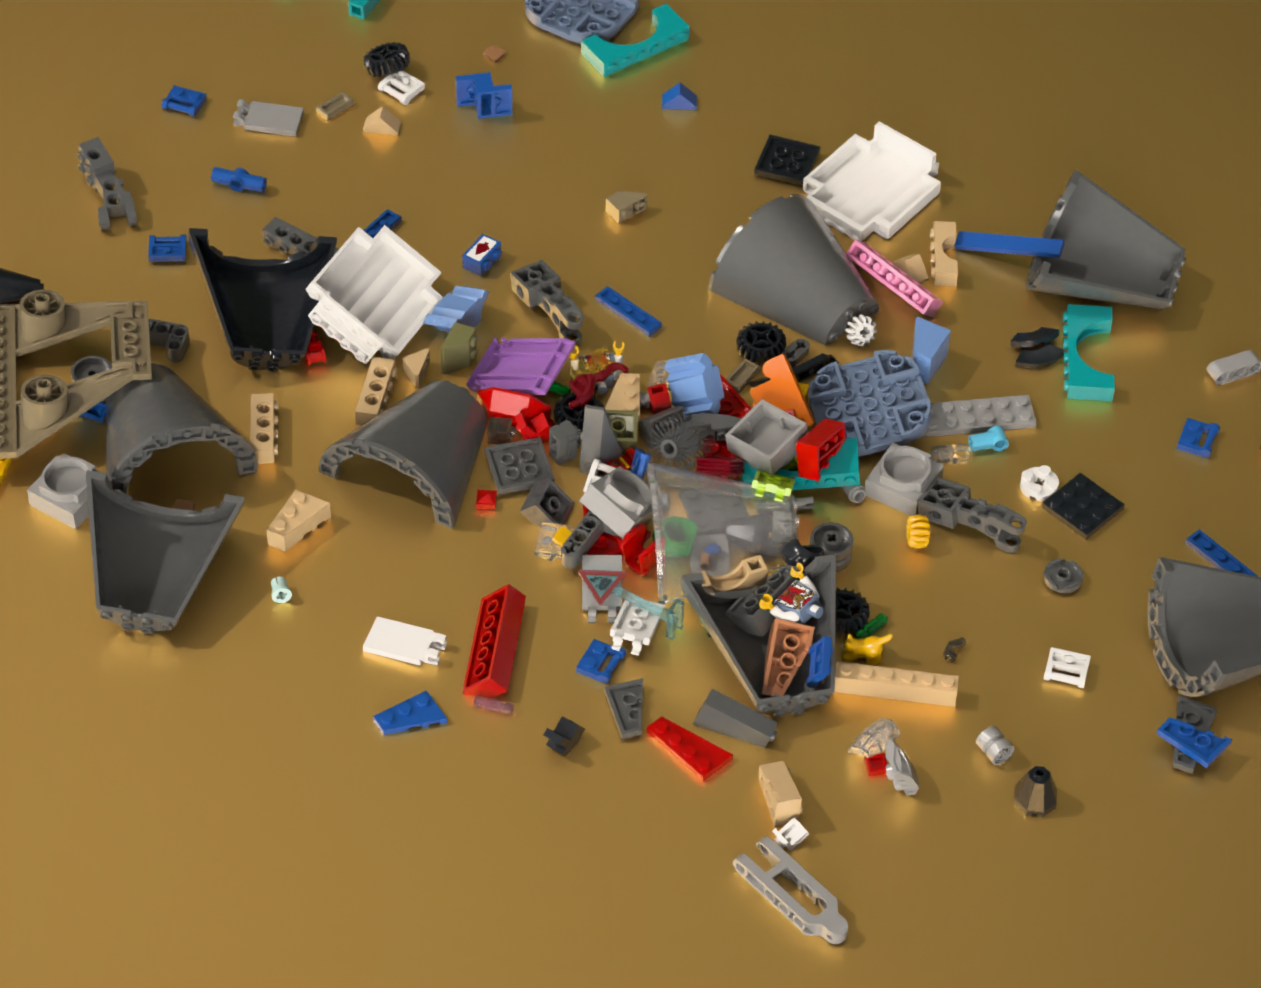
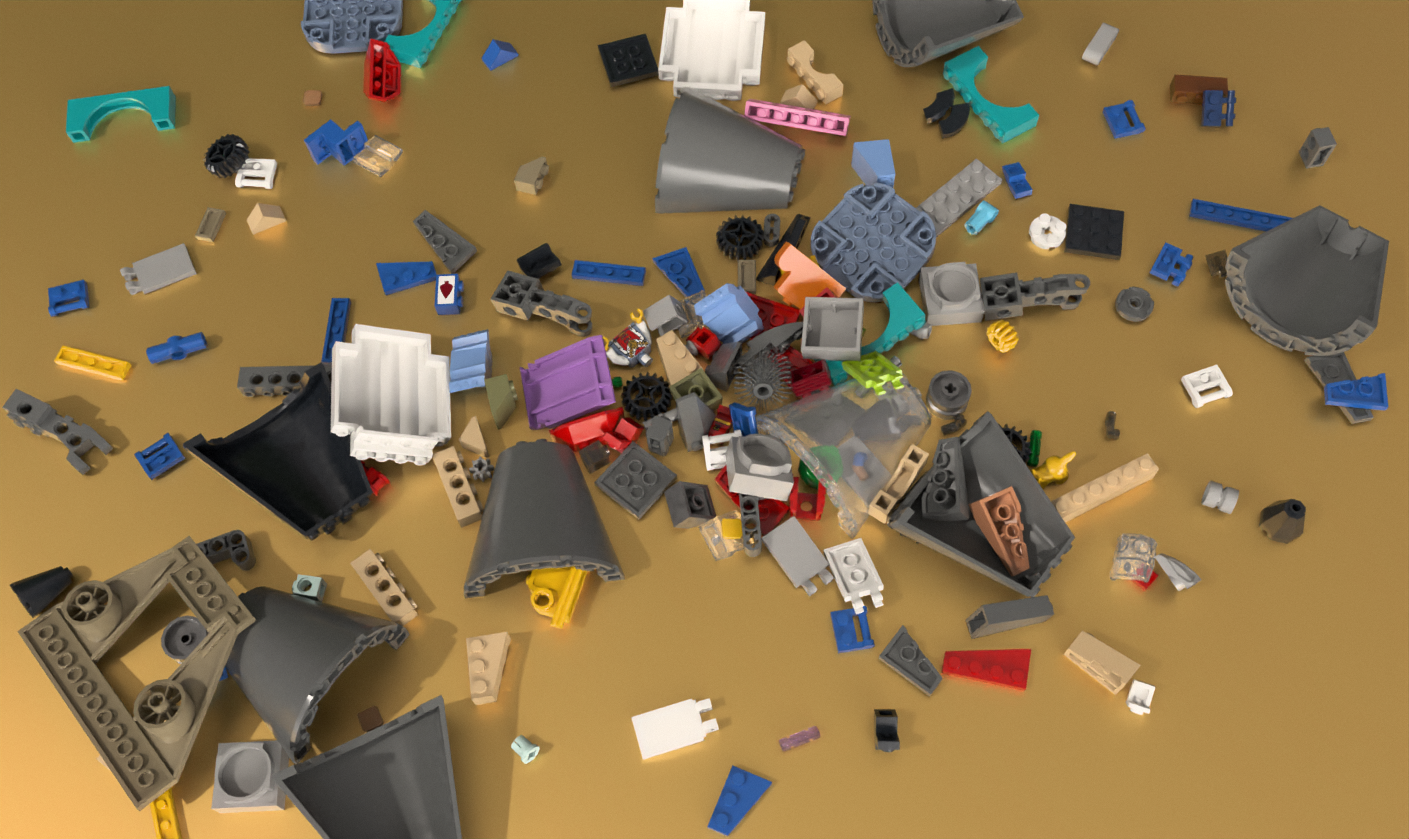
camera: 30 degrees left, 15 degrees up
(167, 157) = (92, 362): none -> yellow tile
(210, 394) = (317, 590): none -> light aqua brick
(394, 500) = (555, 592): none -> yellow brick
(403, 389) = (486, 469): none -> light grey gear
(459, 224) = (405, 275): none -> blue wing
(486, 499) = (632, 531): red tile -> none
(494, 643) = (753, 676): red slope -> none
(511, 125) = (378, 156): none -> clear slope
(512, 217) = (445, 242): none -> dark grey wing
(566, 61) = (381, 72): none -> red wedge
(575, 270) = (538, 262): none -> black bracket
(588, 374) = (631, 357): dark red piece -> none
(604, 582) = (801, 554): clear light blue piece -> none
(645, 361) = (665, 315): none -> light grey piece
(688, 337) = (680, 271): none -> blue wing
(796, 553) = (945, 422): black piece -> none
(797, 602) = (981, 471): torso -> none
(818, 446) = (880, 312): red wedge -> none
(819, 661) = (1044, 517): blue plate -> none
(824, 924) = (1245, 765): light grey piece -> none
(861, 330) = (811, 179): white gear -> none
(947, 453) = (960, 248): clear piece -> none
(1009, 244) = (861, 36): blue tile -> none
(1050, 431) = (1016, 180): none -> blue slope
(1126, 560) = (1166, 261): none -> blue plate

